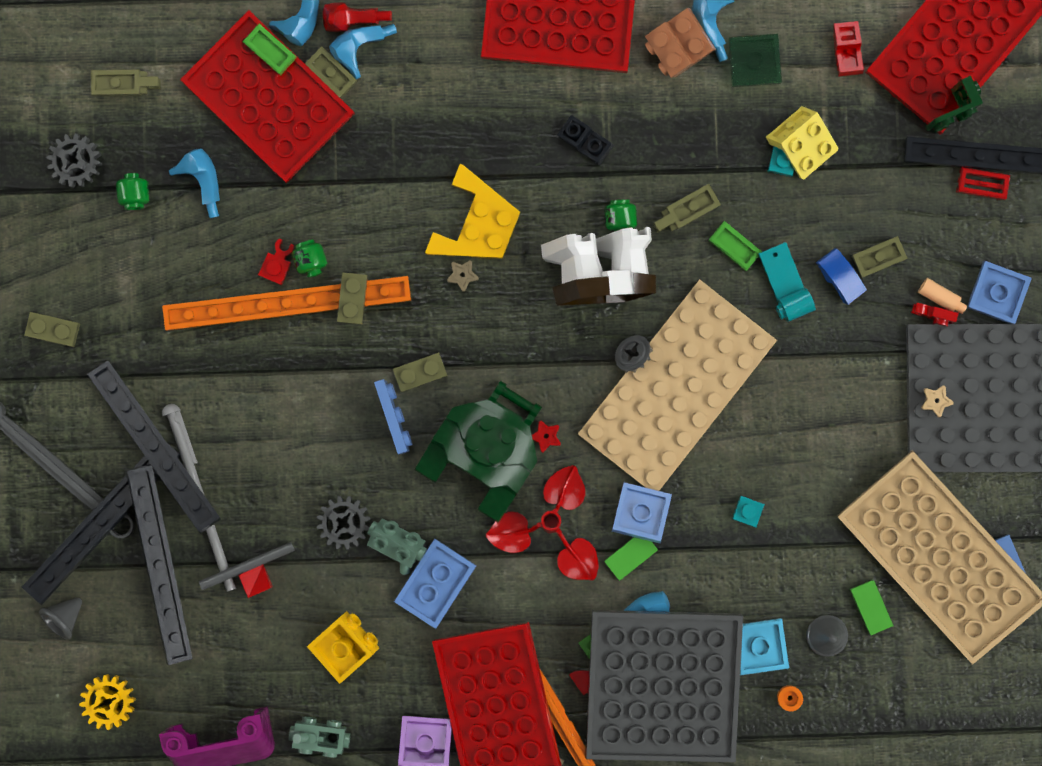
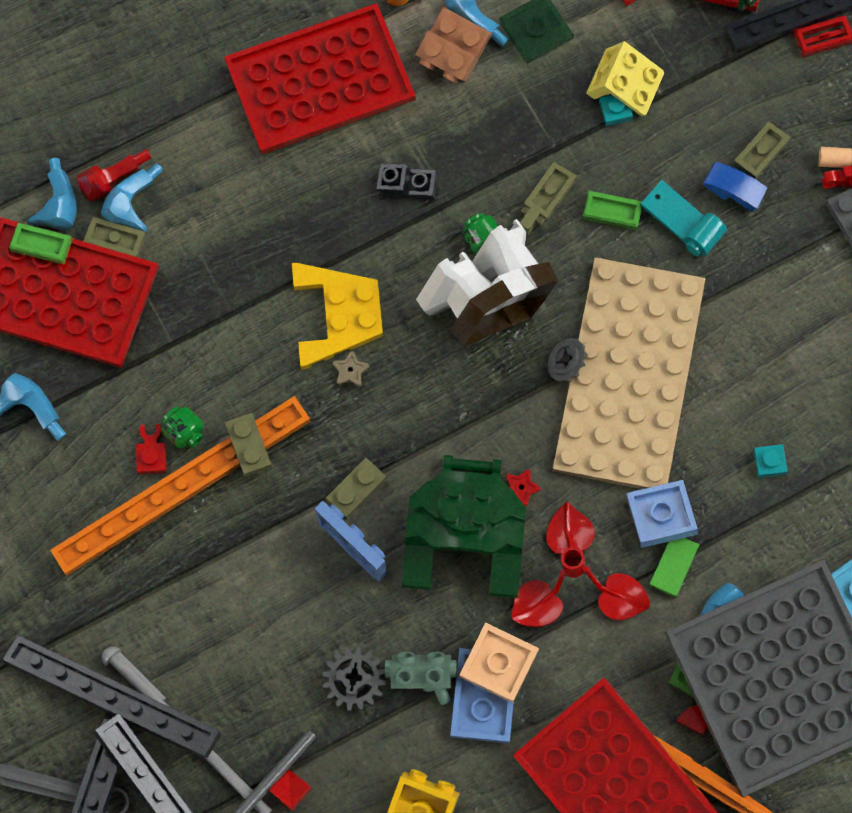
camera: 20 degrees left, 15 degrees down
(457, 567) = (499, 662): none -> light nougat plate

